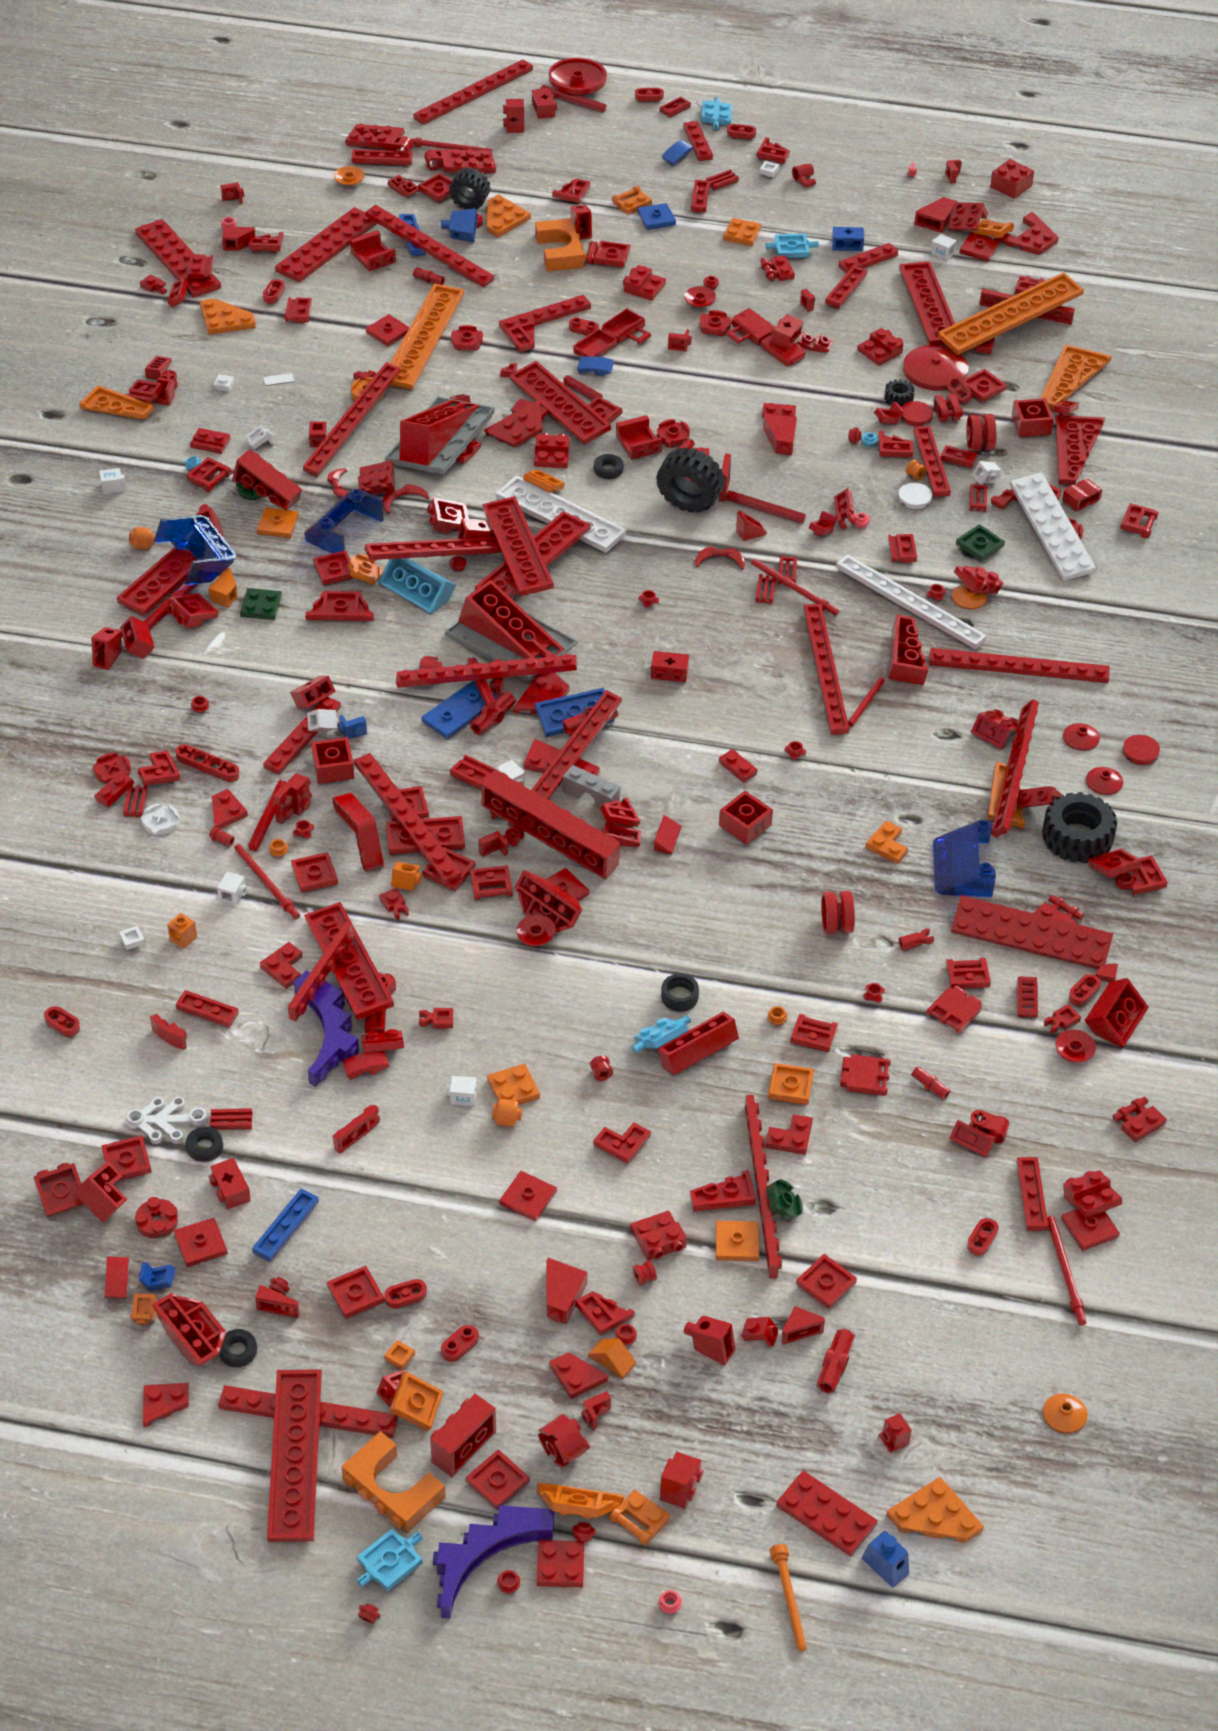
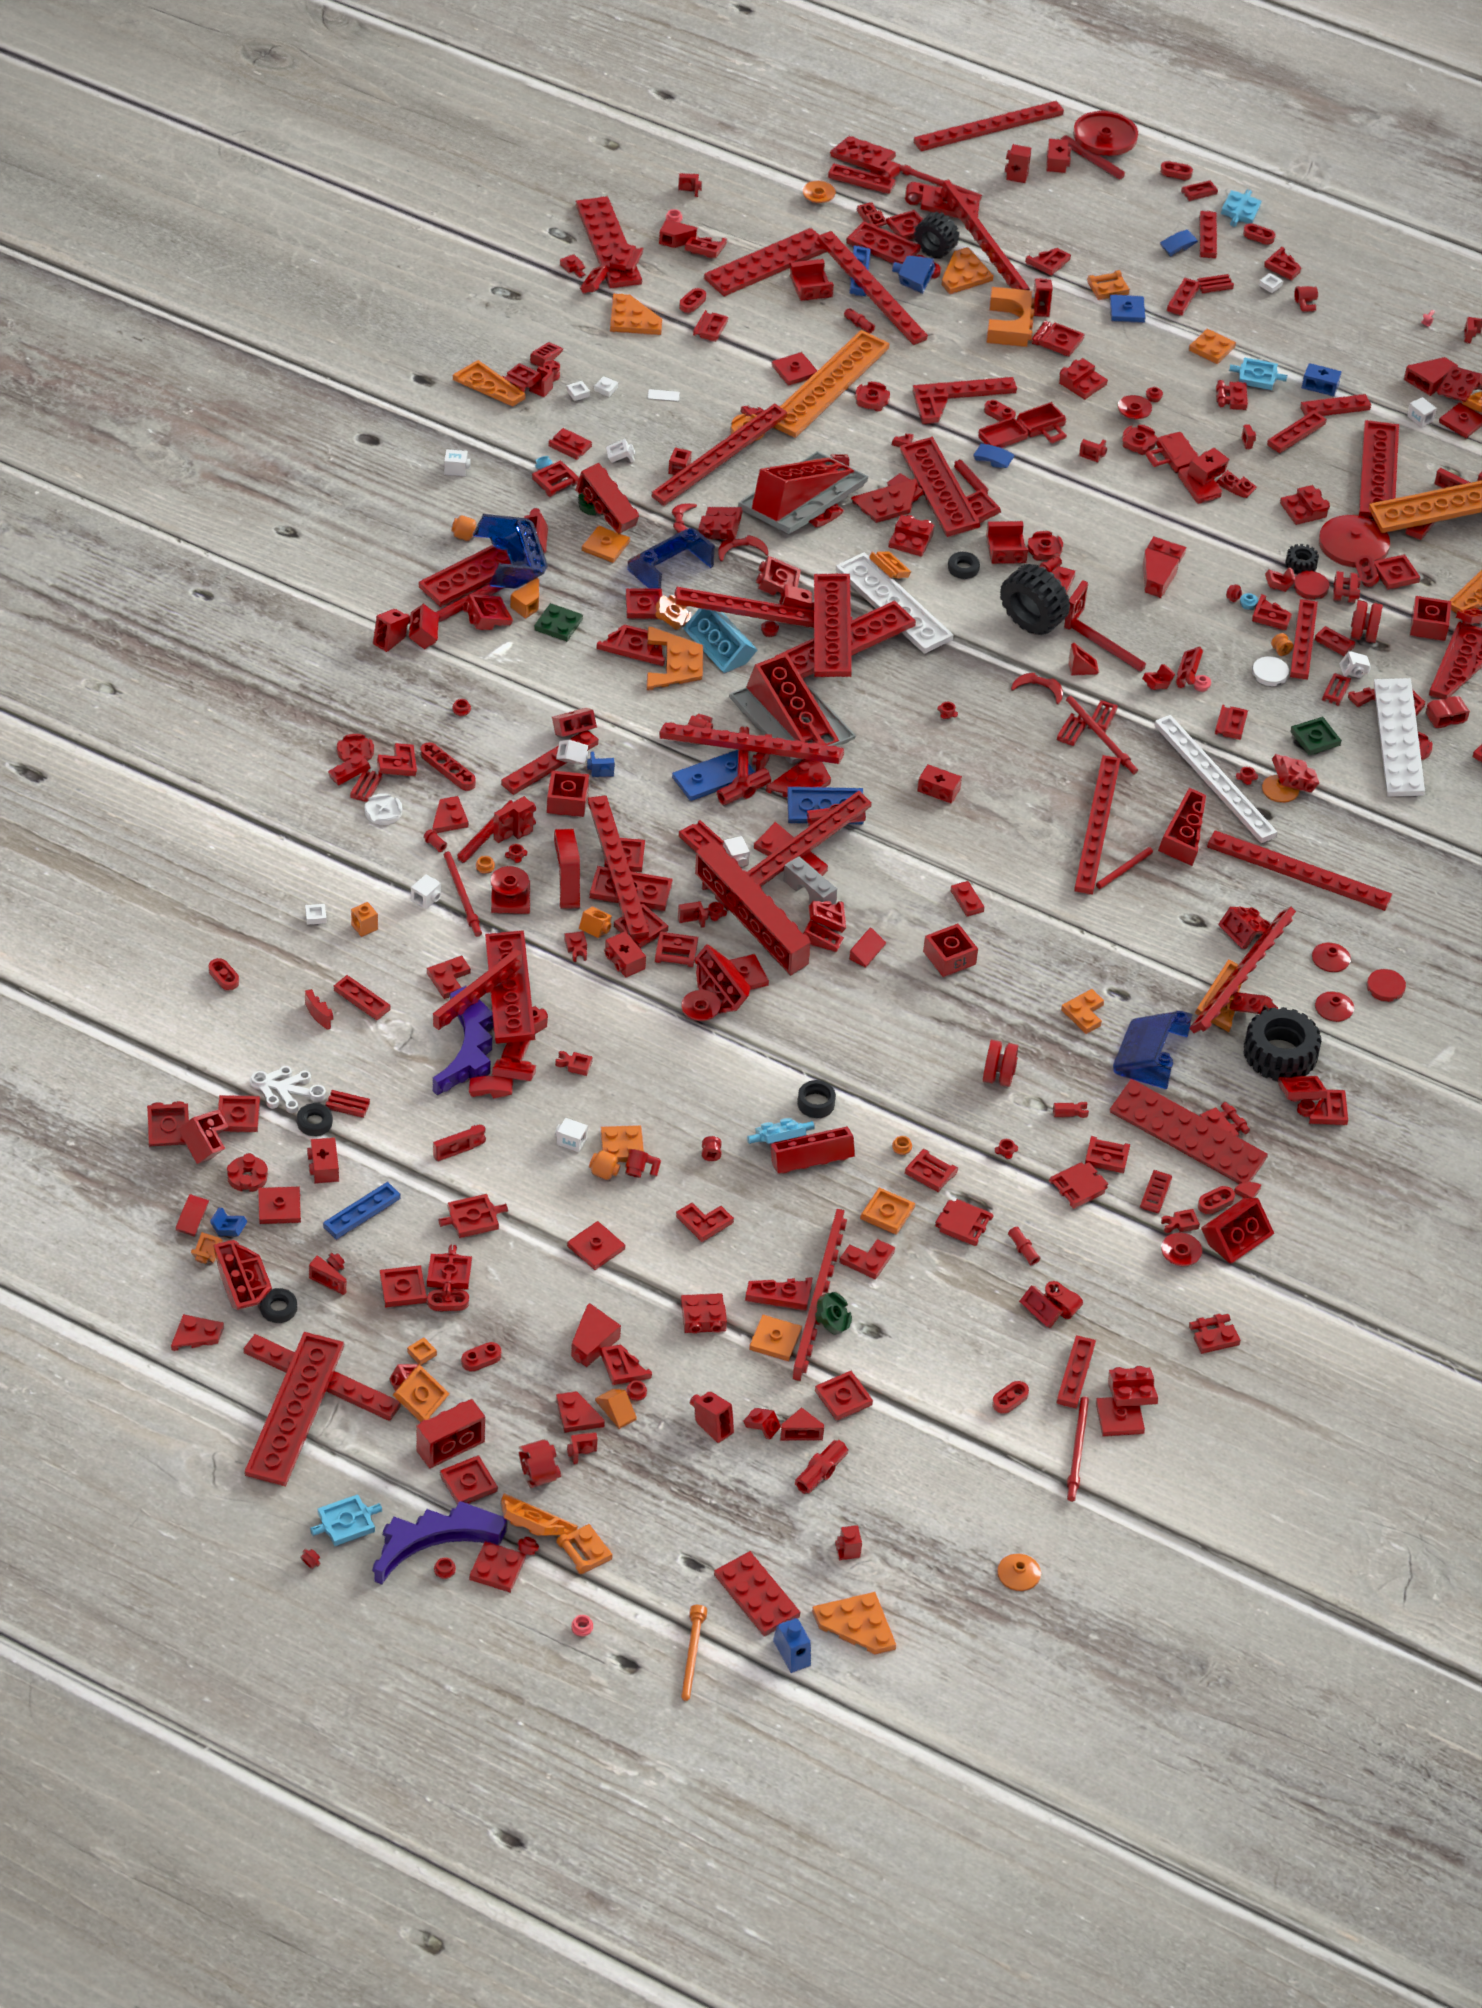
camera: 15 degrees right, 0 degrees up
(200, 392) = (578, 390): none -> white plate
(310, 857) = (509, 880): none -> red dish
(390, 611) = (683, 659): none -> orange wing
(396, 1263) = (449, 1271): none -> red plate
(397, 1199) = (473, 1215): none -> red plate
(402, 1508) = (373, 1481): orange arch -> none
(423, 207) = (882, 243): none -> red plate
(445, 900) = (625, 954): none -> red brick
(509, 182) = (982, 237): none -> red plate
(537, 1101) = (636, 1163): none -> red piece
(644, 1273) = (675, 1341): red wheel -> none
(680, 1479) = (632, 1525): red brick -> none
(795, 749) = (1031, 897): red plate -> none

